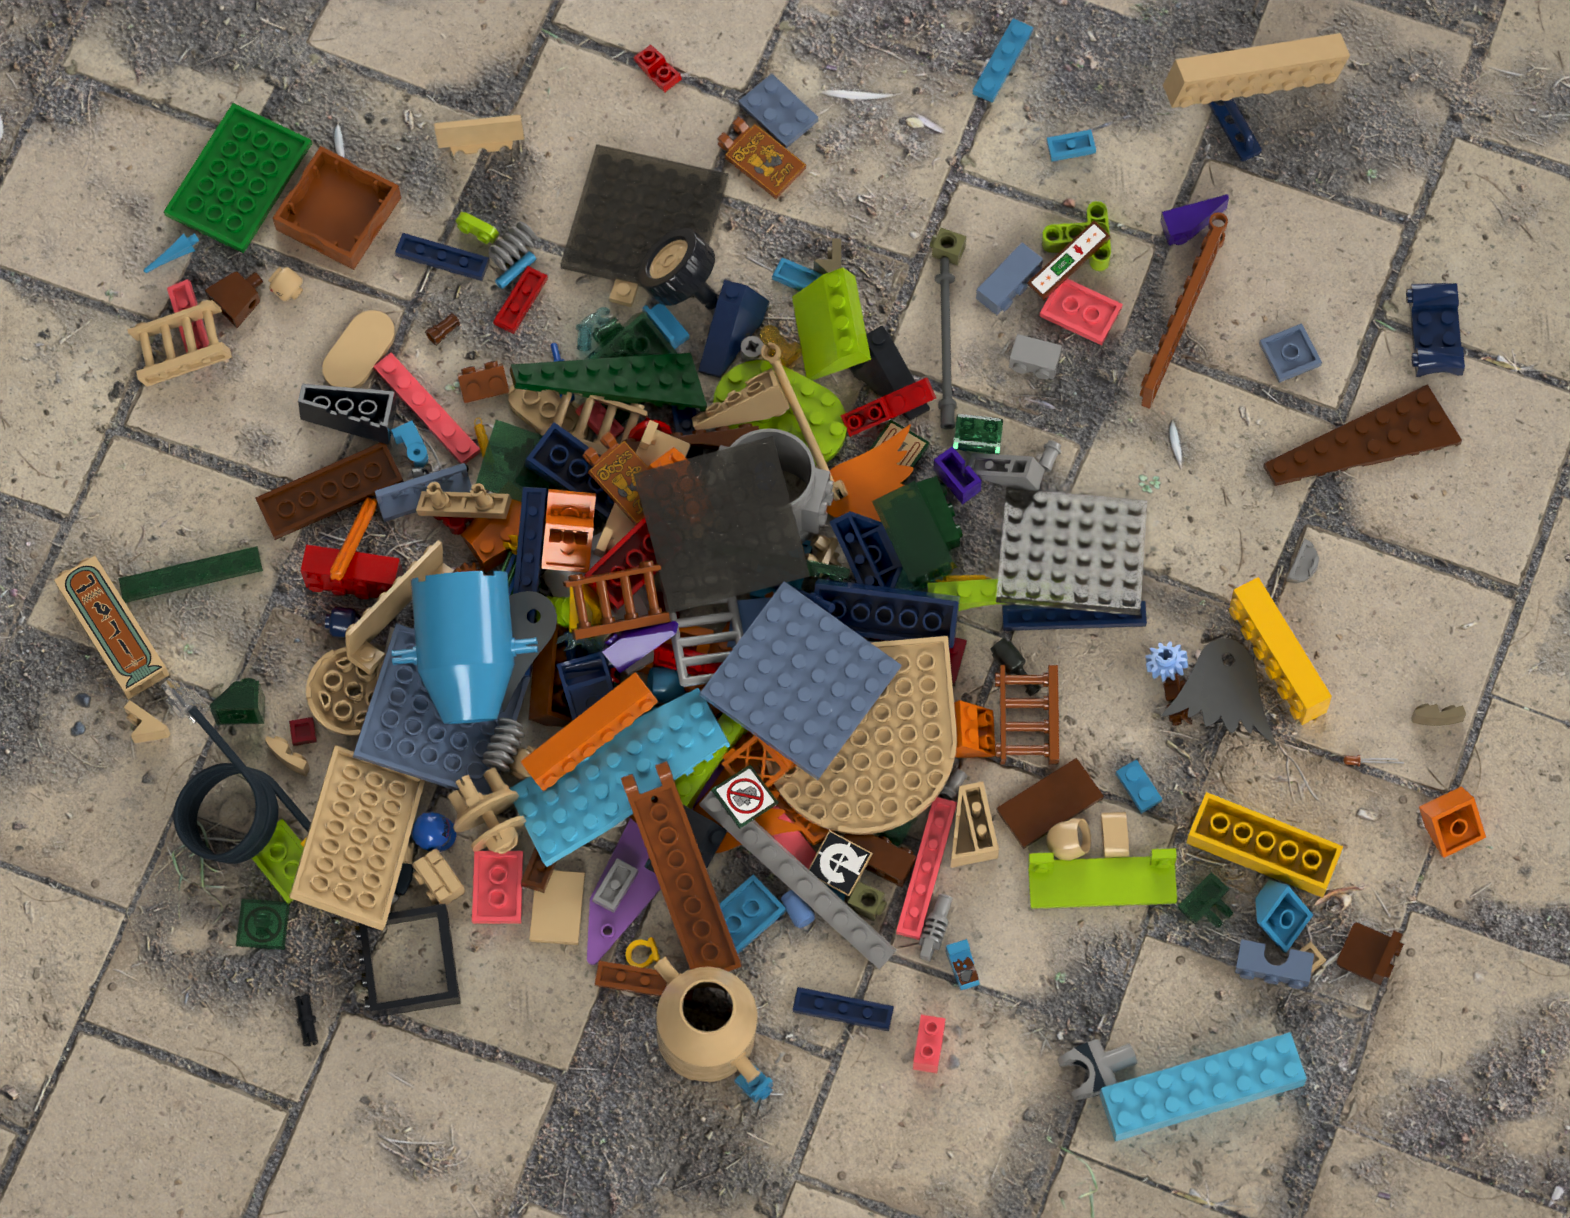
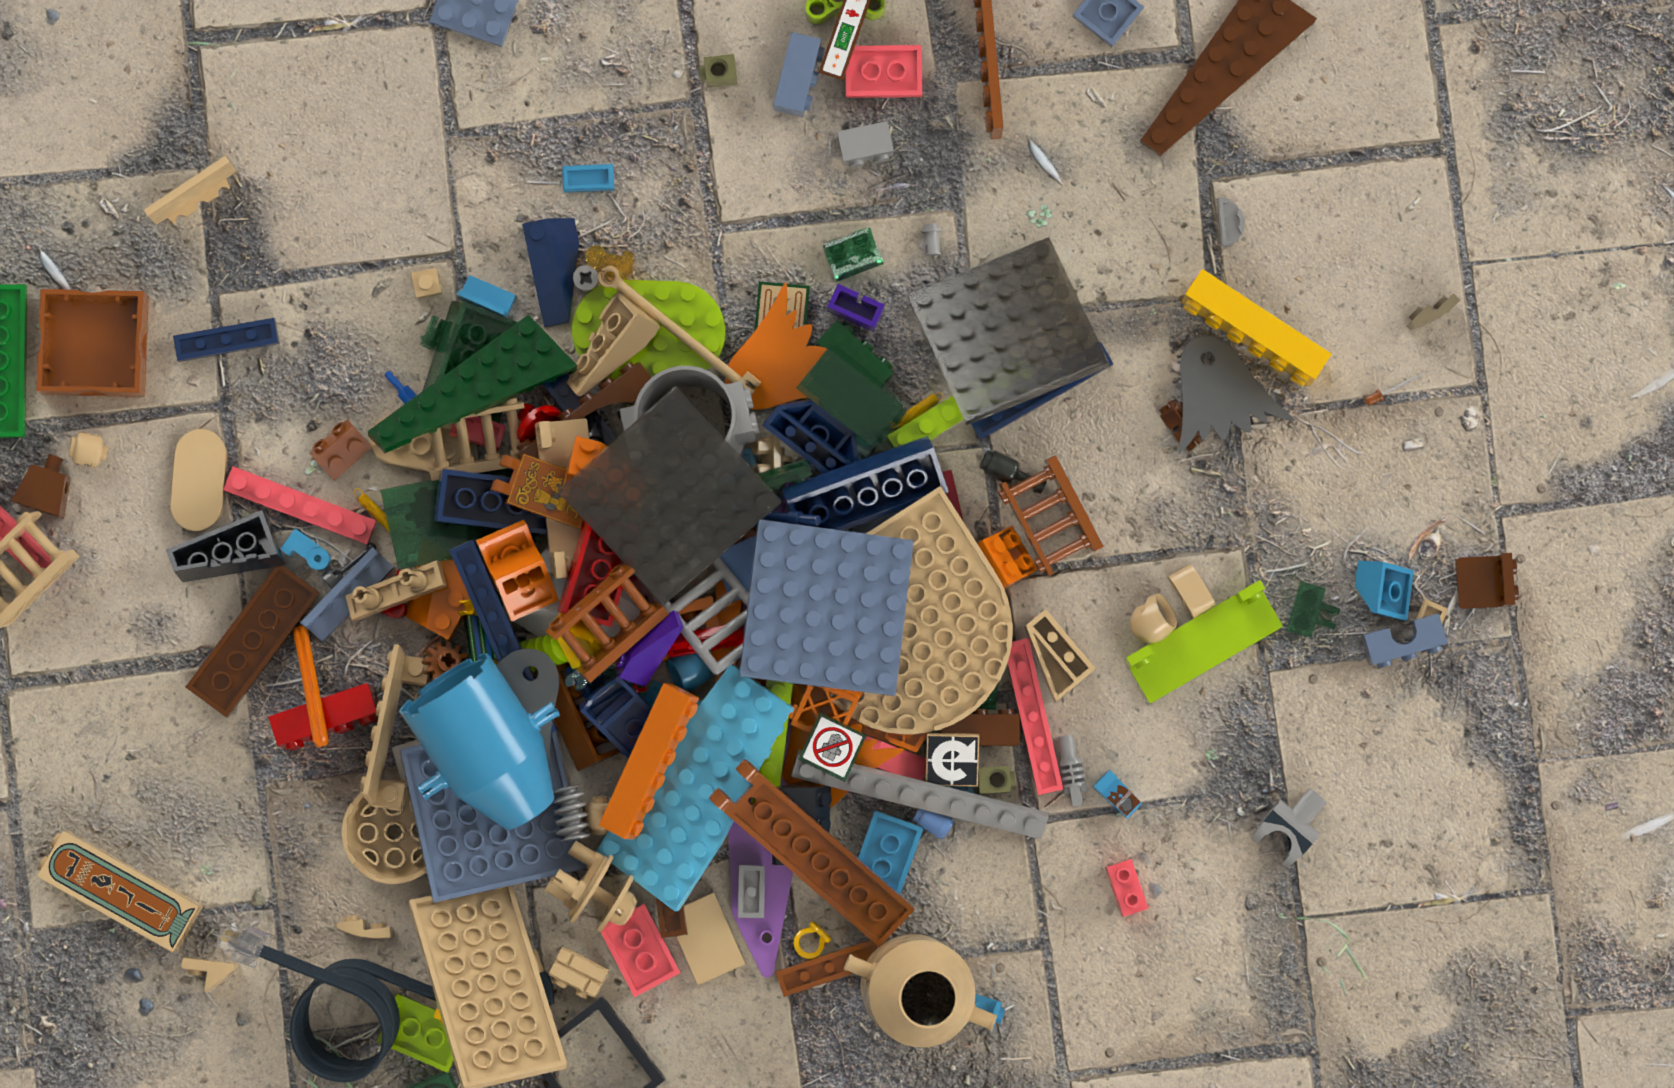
camera: 30 degrees left, 15 degrees up
(190, 574) = (165, 795): clear green plate -> none
(240, 704) = (293, 903): clear green slope -> none
(303, 731) = (365, 895): dark red tile -> none
(340, 620) = (343, 768): dark blue head -> none
(432, 831) = (549, 930): blue helmet -> none
(439, 331) = (269, 415): reddish brown pin -> none
(469, 224) = (255, 292): lime plate -> none
(512, 244) = (290, 293): light grey piece -> none
(516, 269) = (306, 315): dark azure piece -> none
(520, 299) = (328, 343): red tile -> none
(587, 326) = (409, 339): clear light blue piece -> none
(634, 203) = (406, 197): clear smoke plate -> none
(657, 69) = (328, 27): red slope -> none
(678, 269) = (473, 239): black wheel -> none
(761, 158) = (485, 70): dark orange tile -> none
(831, 324) = (651, 216): lime slope -> none
(833, 259) = (619, 154): dark tan slope -> none
(843, 1009) = (1027, 894): dark blue tile -> none
(886, 369) = (723, 233): black wedge -> none
(888, 406) = (751, 271): red slope -> none
(946, 404) = (805, 236): dark grey bar -> none
(952, 785) = (1016, 614): light grey pin -> none
(1008, 470) = (898, 277): light grey slope -> none
(1049, 802) = (1114, 590): reddish brown tile -> none
(1138, 786) = (1188, 529): dark azure plate -> none
(1166, 661) = (1145, 386): light blue gear -> none
(1202, 1086) = (1399, 794): medium azure brick -> none
(1264, 844) = (1337, 529): yellow brick -> none
(1453, 821) = (1498, 411): orange slope -> none

